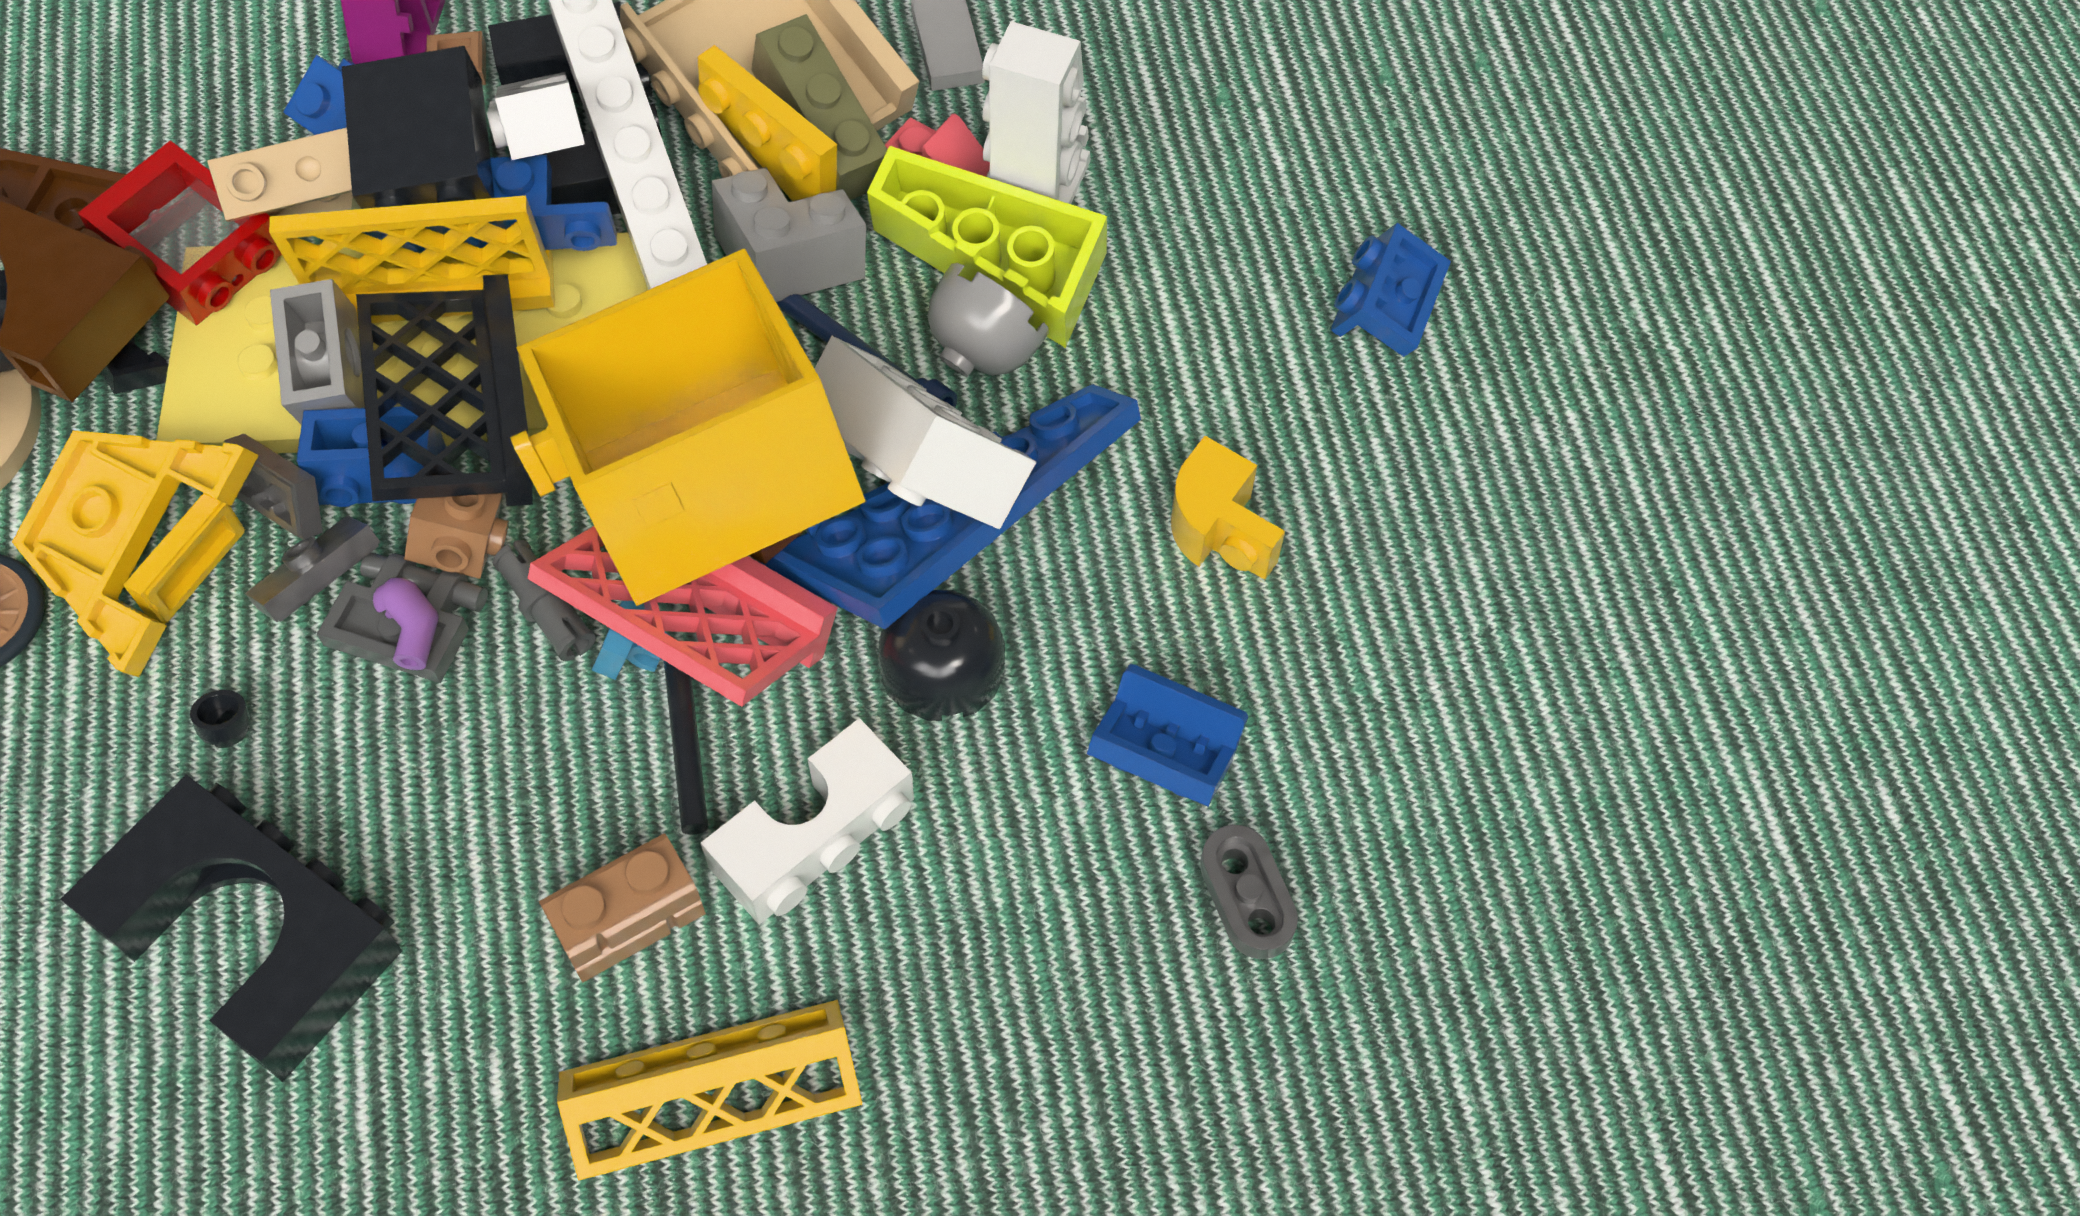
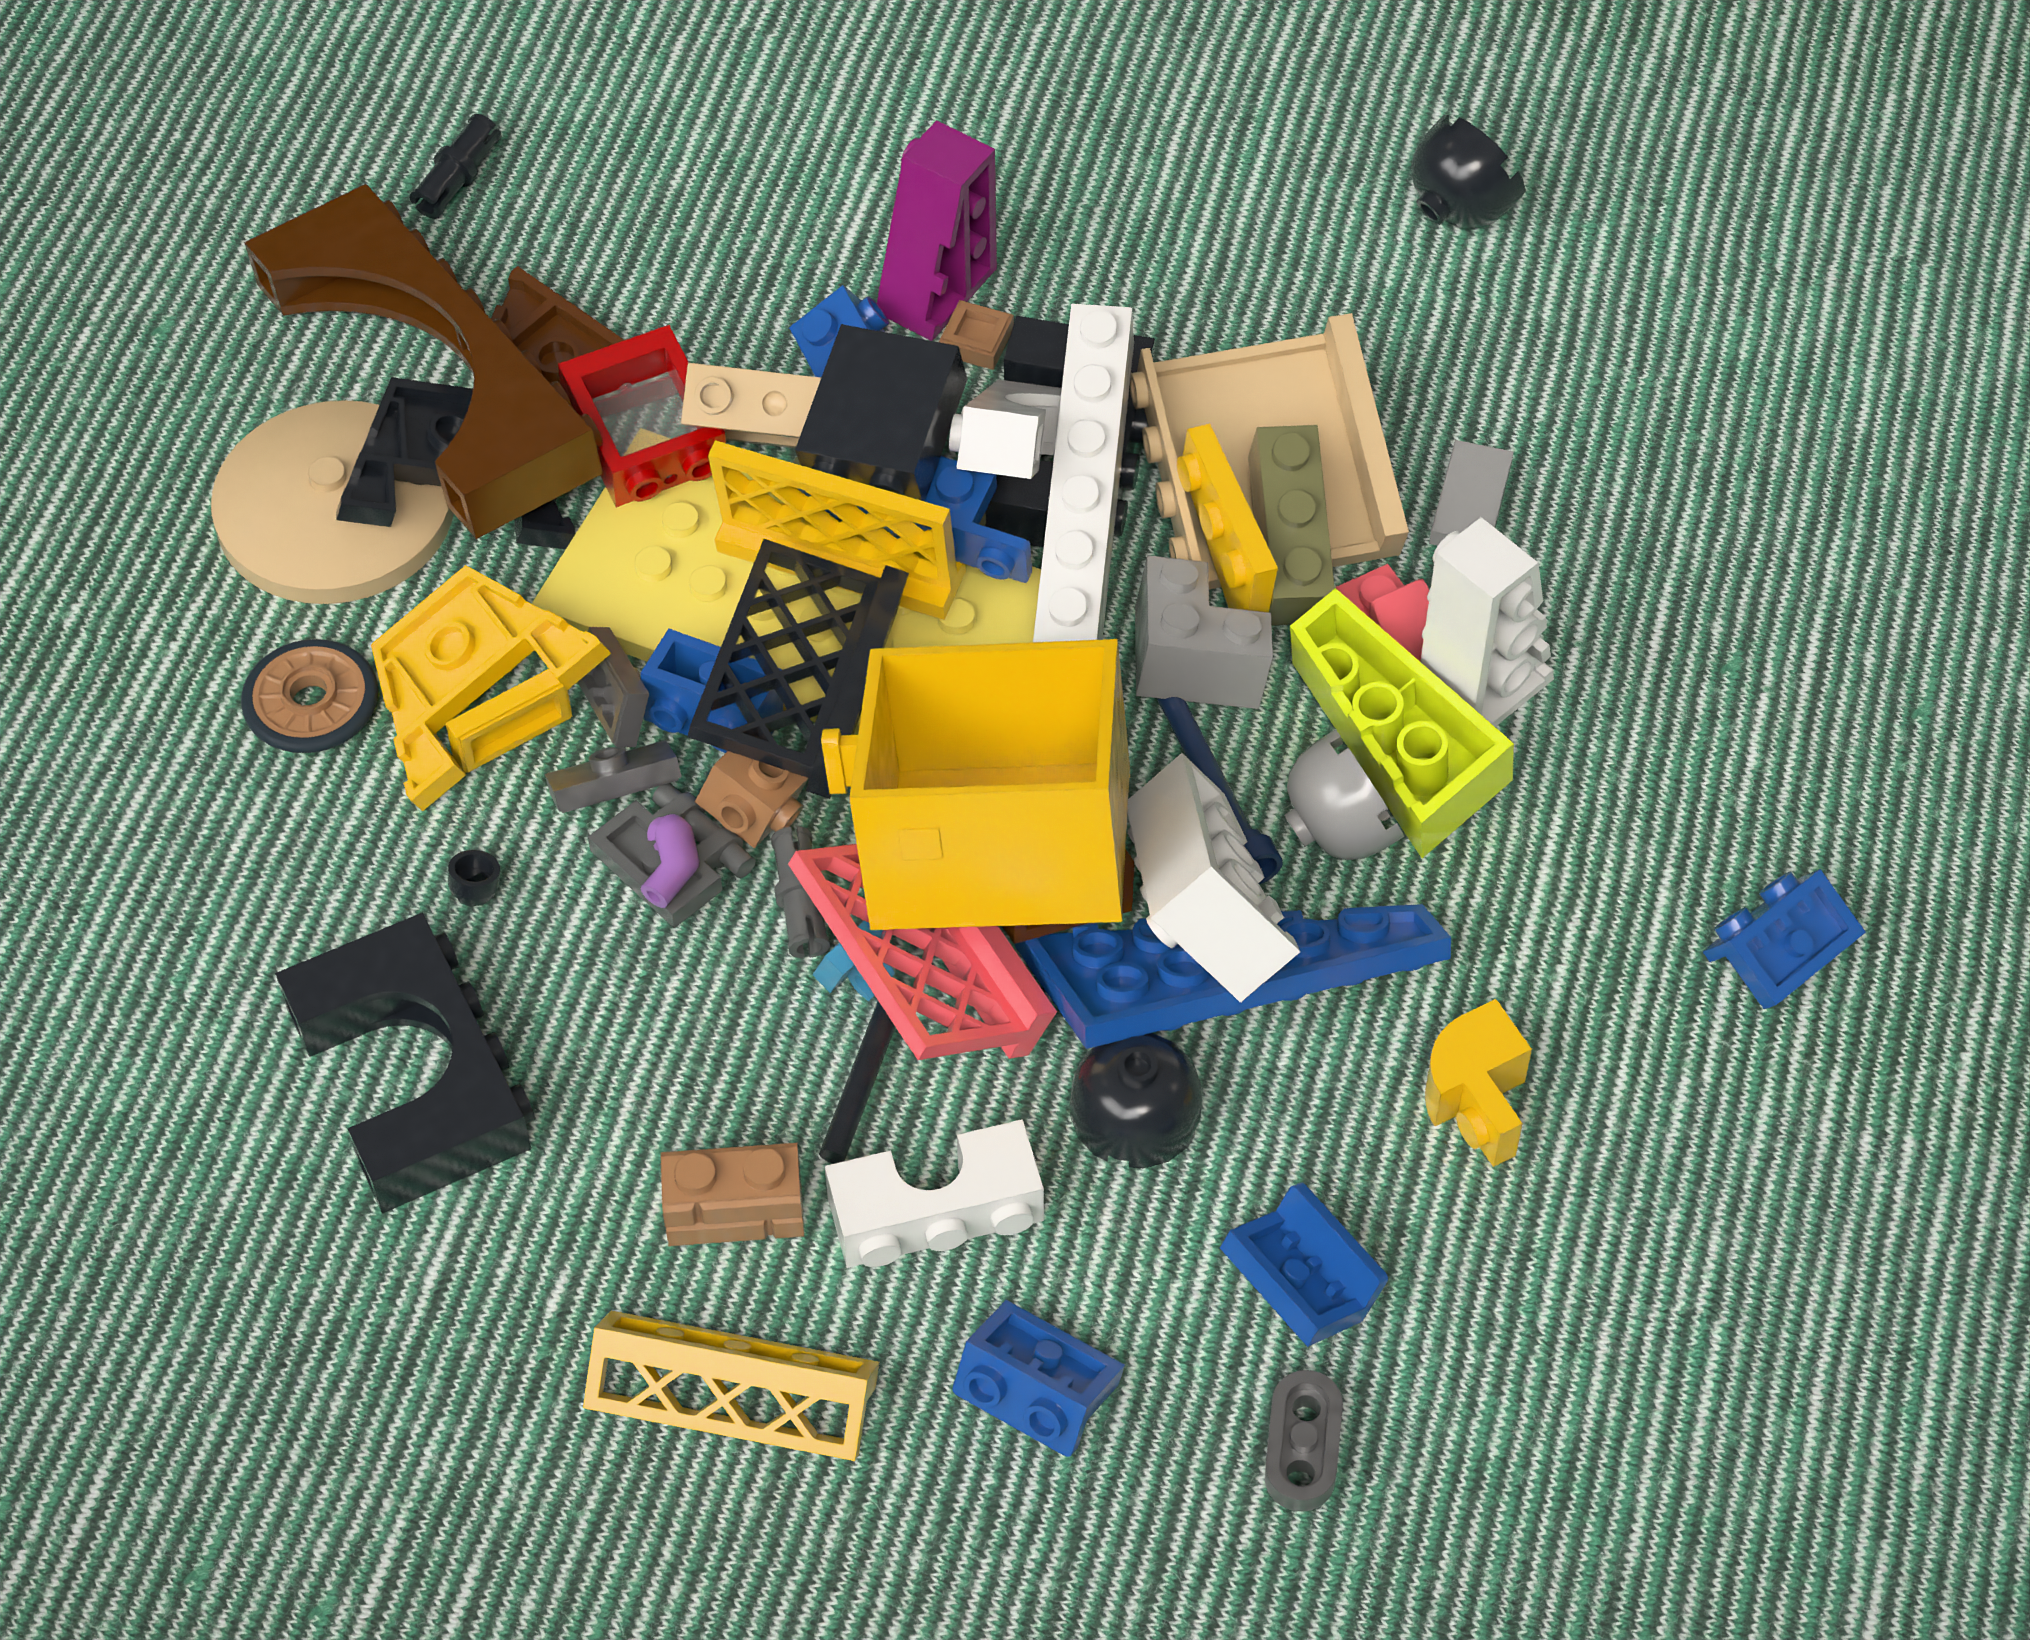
camera: 30 degrees right, 5 degrees down
(317, 348) = (705, 575): light grey brick -> none
(987, 946) = (1035, 1377): none -> blue bracket

